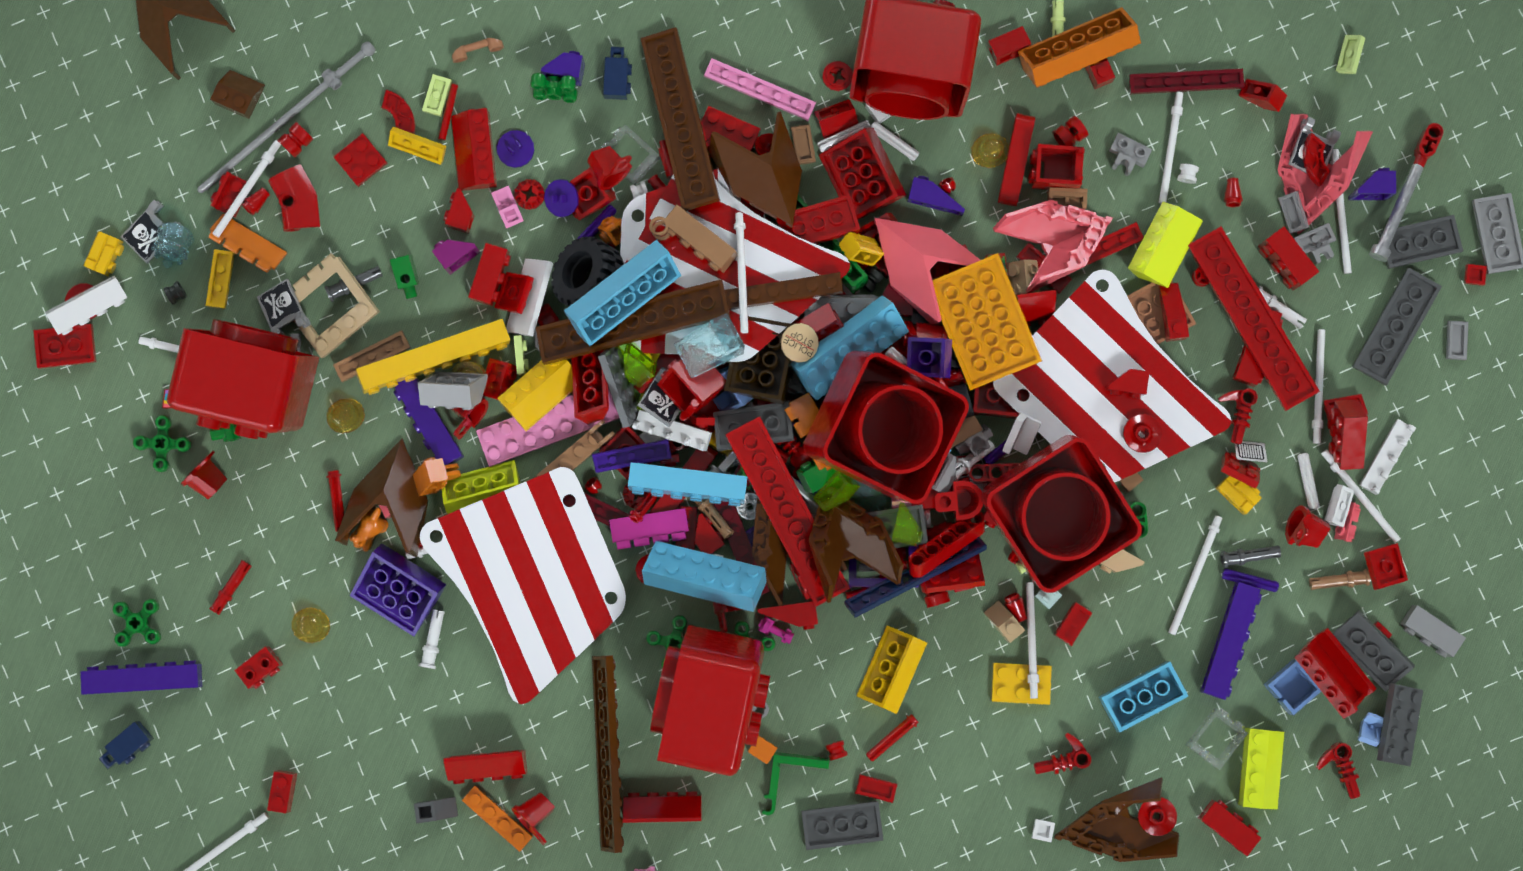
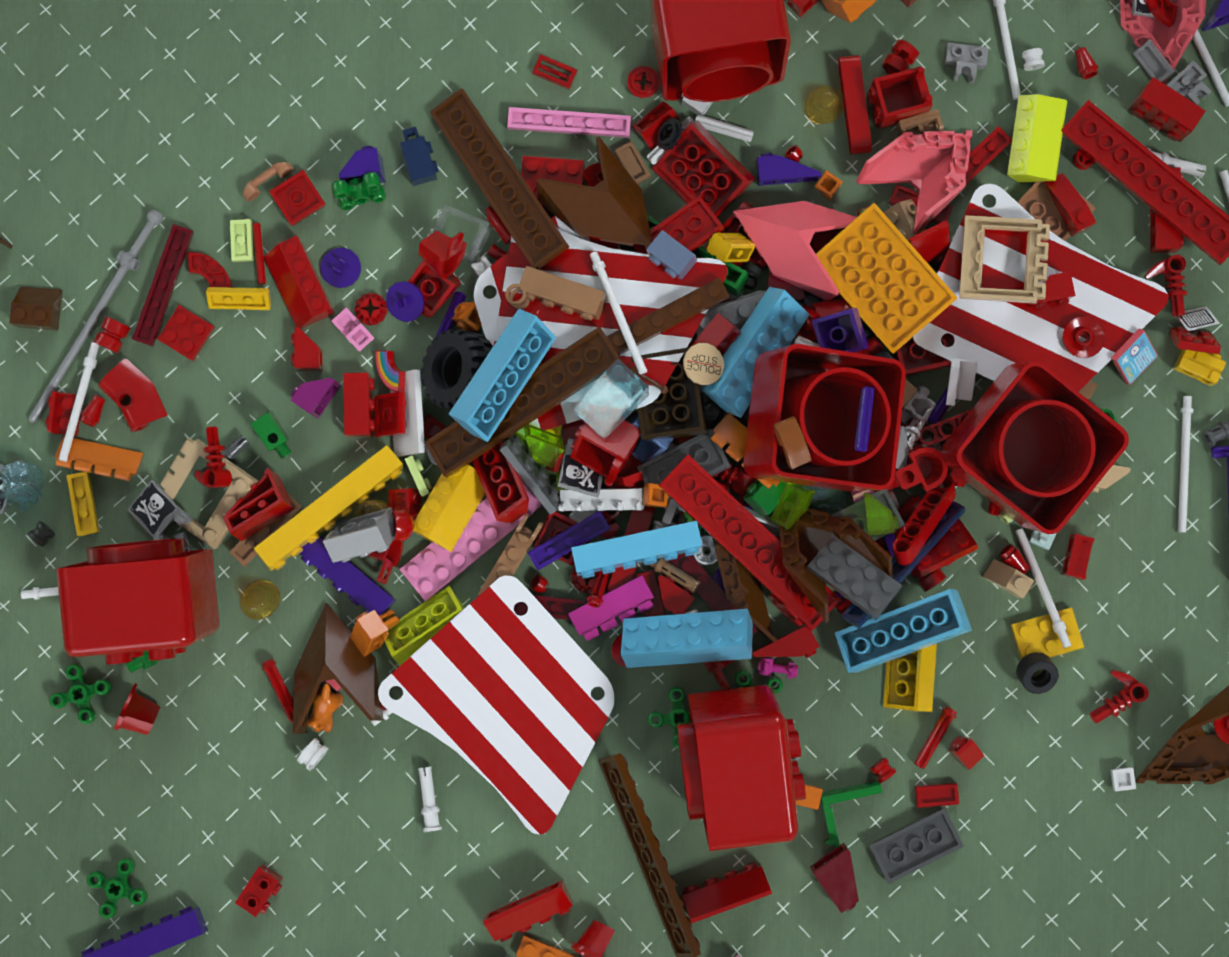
camera: 10 degrees left, 0 degrees up
(226, 593) = (202, 815): red pin -> none
(310, 625) = (298, 827): clear yellow hat -> none
(344, 294) = (214, 476): none -> red piece
(345, 565) = (312, 754): none -> white wheel
(354, 111) = (163, 285): none -> dark red plate
(372, 335) = (259, 508): none -> red wedge
(397, 589) = (374, 760): dark purple slope -> none
(492, 393) = (402, 525): none -> red hair
(498, 74) = (297, 198): none -> red plate
(525, 254) = (388, 371): none -> tile
(718, 443) = (654, 496): none -> orange slope
(758, 353) = (664, 389): none -> reddish brown hinge
(763, 829) = (837, 877): none -> dark red slope
(774, 50) = (570, 79): none -> red tile
(805, 239) = (671, 255): none -> sand blue brick
(838, 132) = (664, 139): none -> black gear
(847, 436) = (793, 442): none -> dark orange slope
(866, 572) = (854, 577): none -> dark grey plate
(894, 634) = (903, 631): none -> medium azure brick
(914, 759) = (966, 751): none -> red slope
(917, 437) = (864, 419): none -> dark purple axle
(968, 223) = (828, 185): none -> orange slope
(1000, 722) = (1042, 682): none -> black tyre
(1069, 331) = (973, 259): none -> tan hinge
(1143, 696) = (1177, 606): medium azure brick -> none
(1183, 465) = (1134, 356): none -> tile

